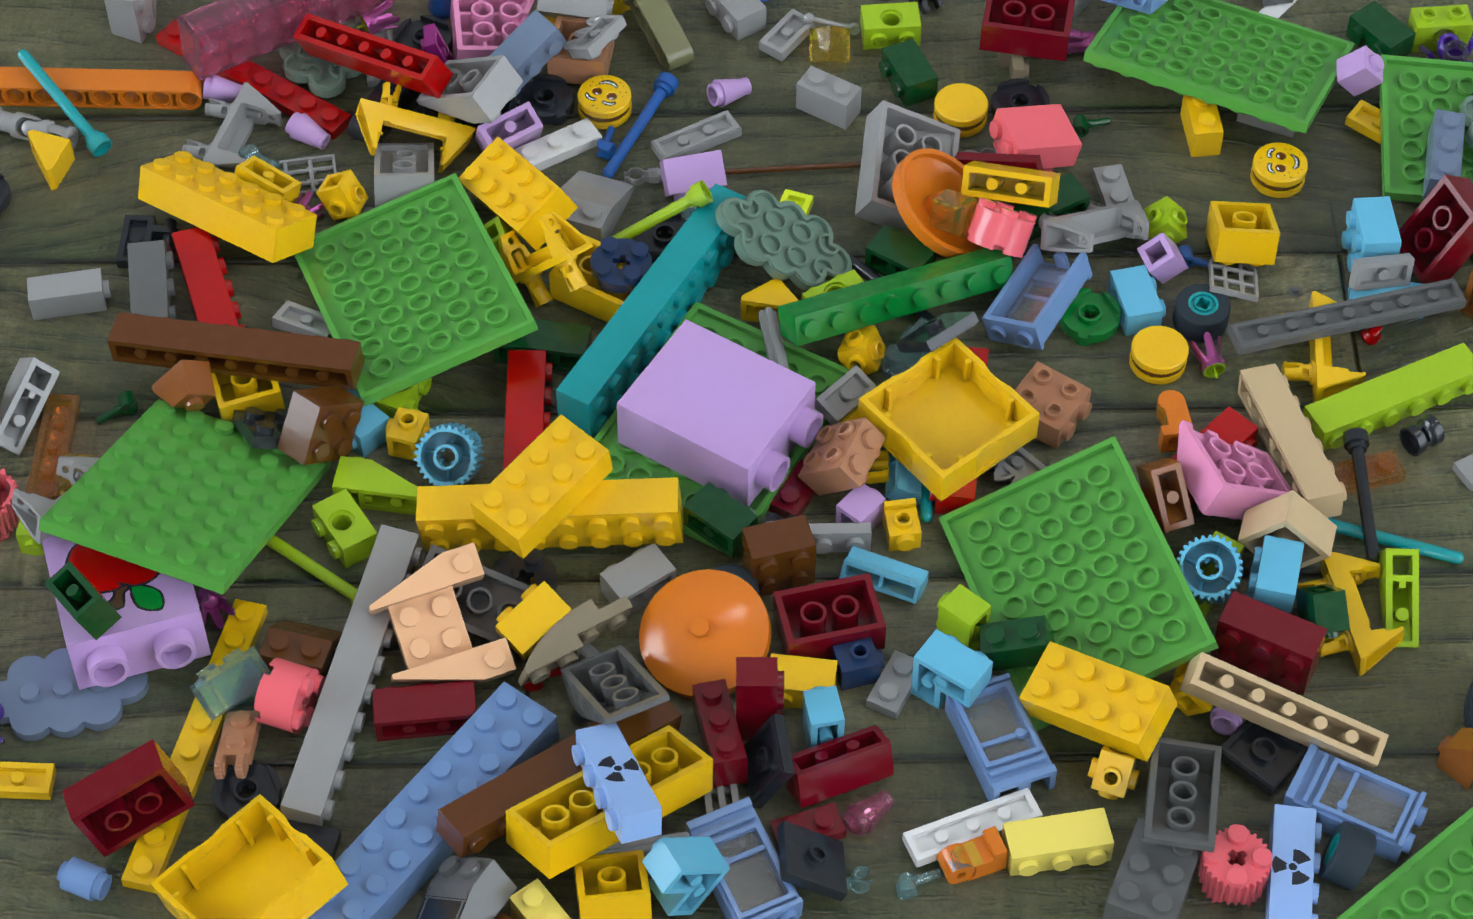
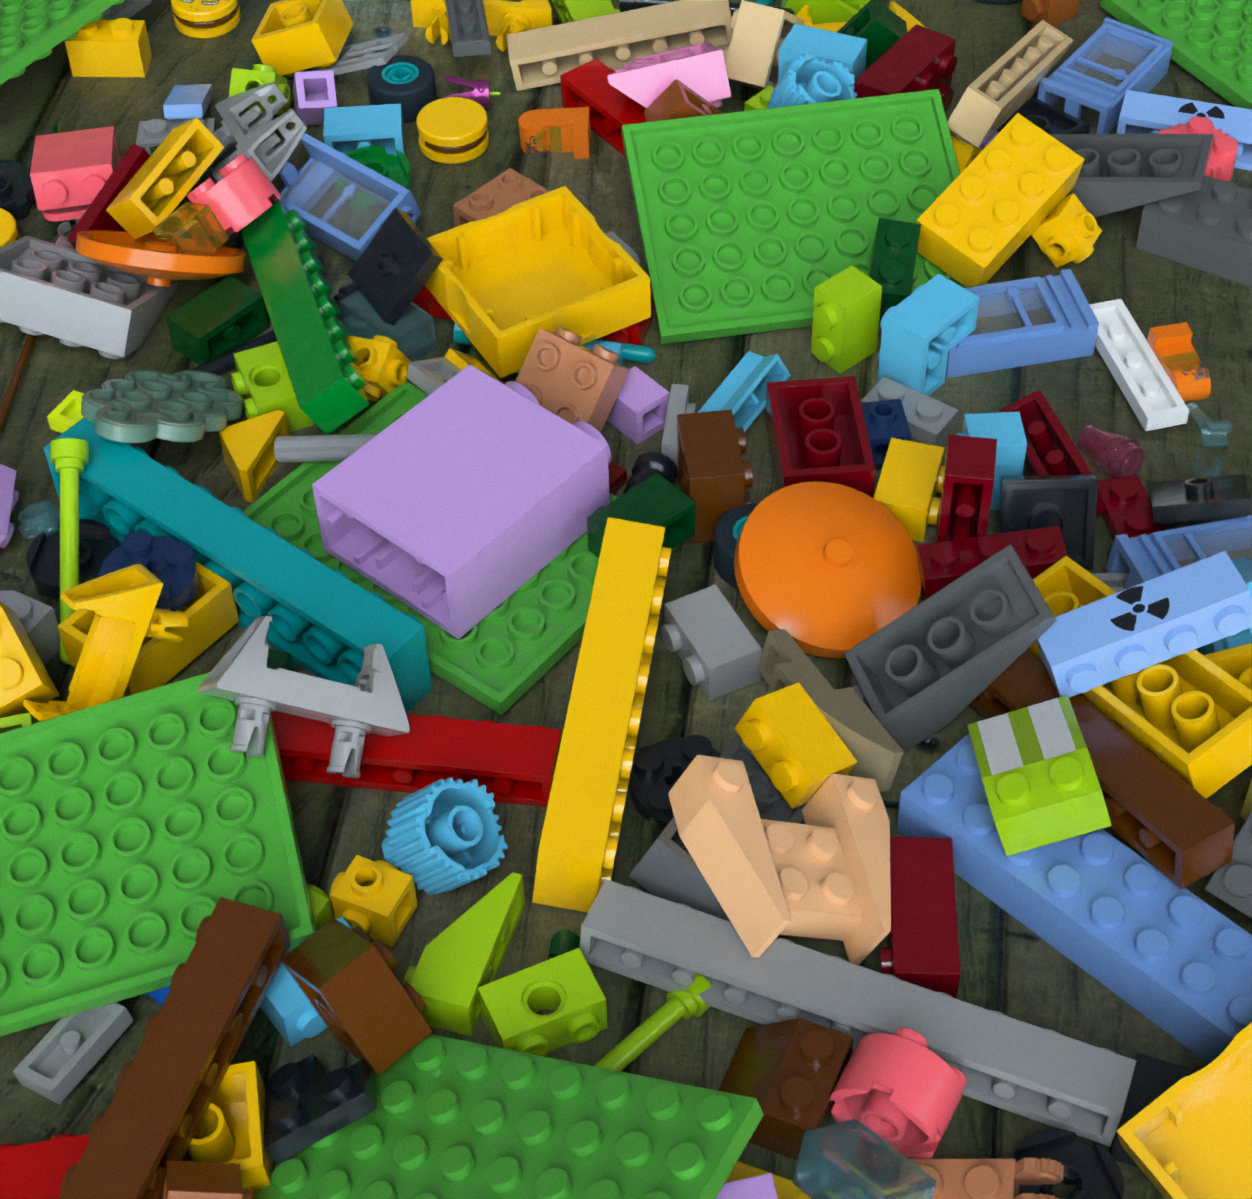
camera: 80 degrees left, 5 degrees down
(504, 735) = (1038, 775): none -> lime slope
(517, 394) = (352, 710): none -> light grey hose
(542, 486) = (602, 664): yellow brick -> none
(901, 524) = (669, 364): yellow brick -> none
(1057, 842) = (1156, 284): light yellow brick -> none
(1148, 185) = (188, 101): none -> light blue tile
(1347, 856) = (1185, 70): black wheel -> none

